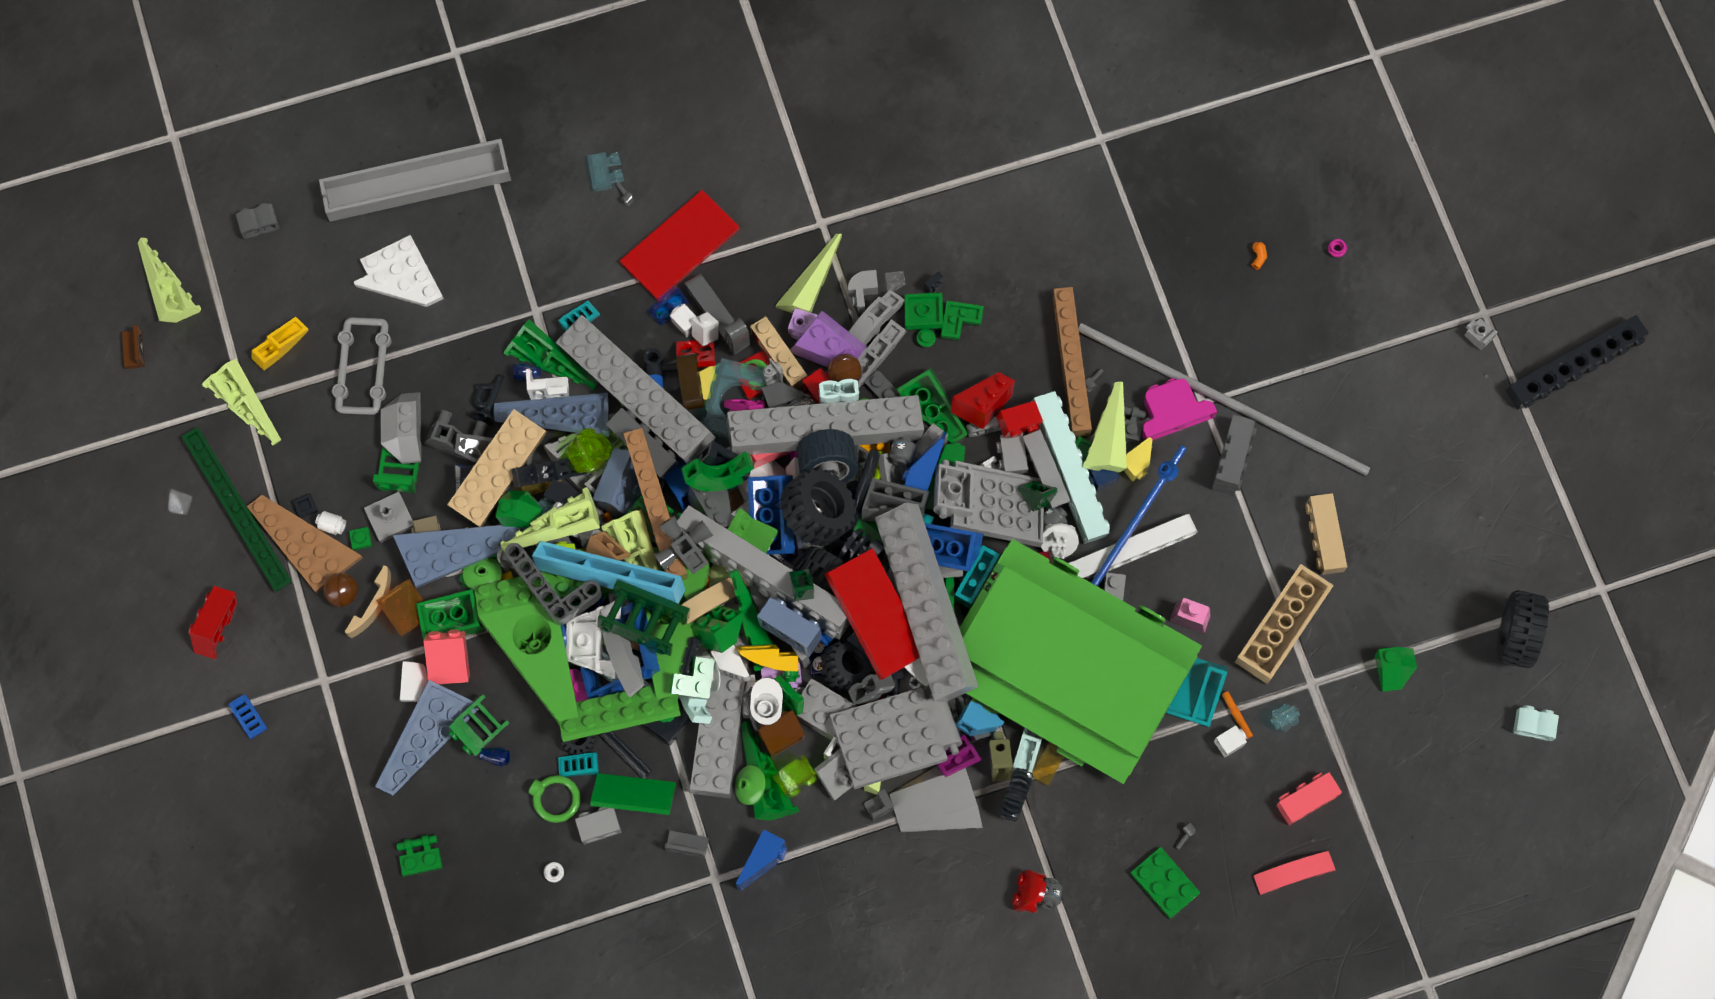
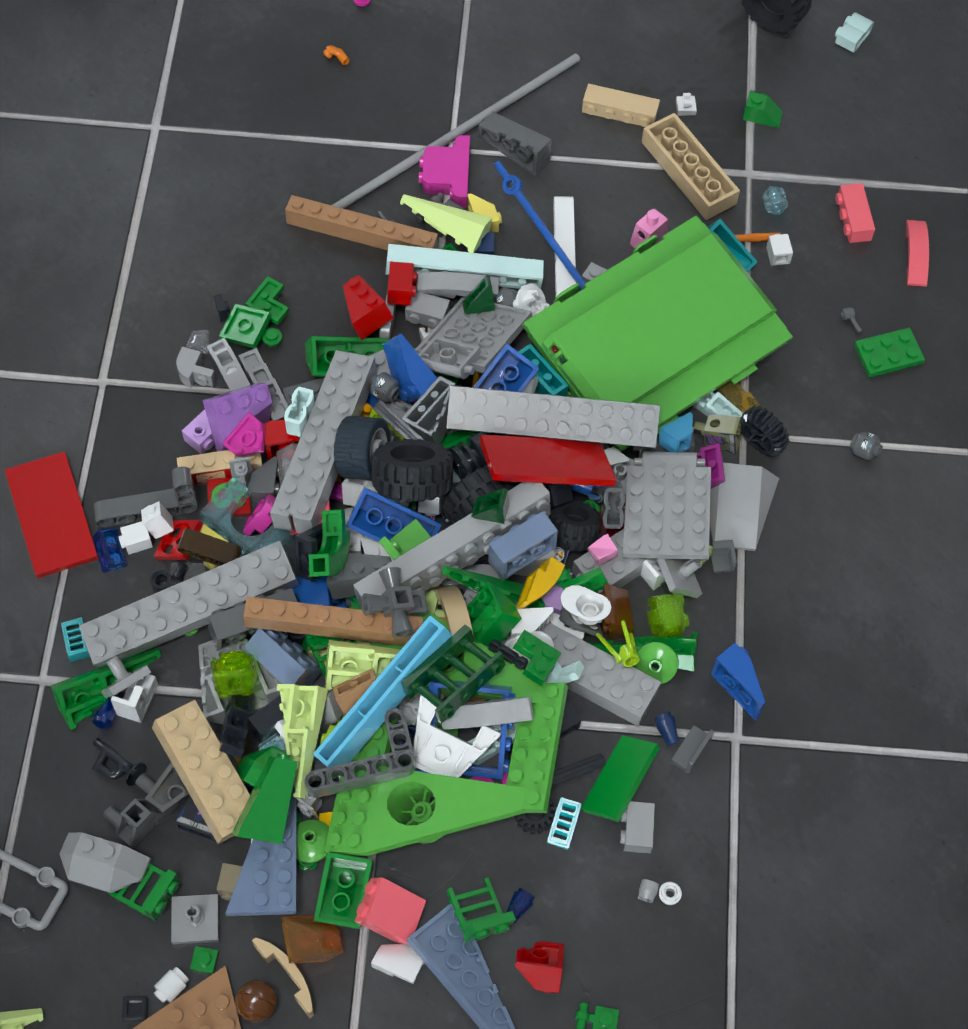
camera: 70 degrees left, 10 degrees down
(452, 792) = (542, 965): none -> red slope
(480, 526) = (269, 802): none -> green slope
(537, 790) = (574, 875): bright green piece -> none
(548, 853) = (648, 890): none -> light grey hose
(552, 371) = (123, 678): none -> light grey tile
(561, 413) = (177, 684): sand blue wing -> none
(696, 816) = (667, 728): none -> dark blue cone
(739, 756) = (628, 652): none -> lime plant
(804, 362) = (247, 437): none -> dark pink plate
(806, 288) = (162, 414): yellowish green wedge -> none
(827, 697) = (603, 550): none -> bright pink slope
(844, 367) = (275, 400): reddish brown piece -> none
(1029, 892) = (860, 458): red slope -> none
(1362, 594) = (686, 105): none -> white tile

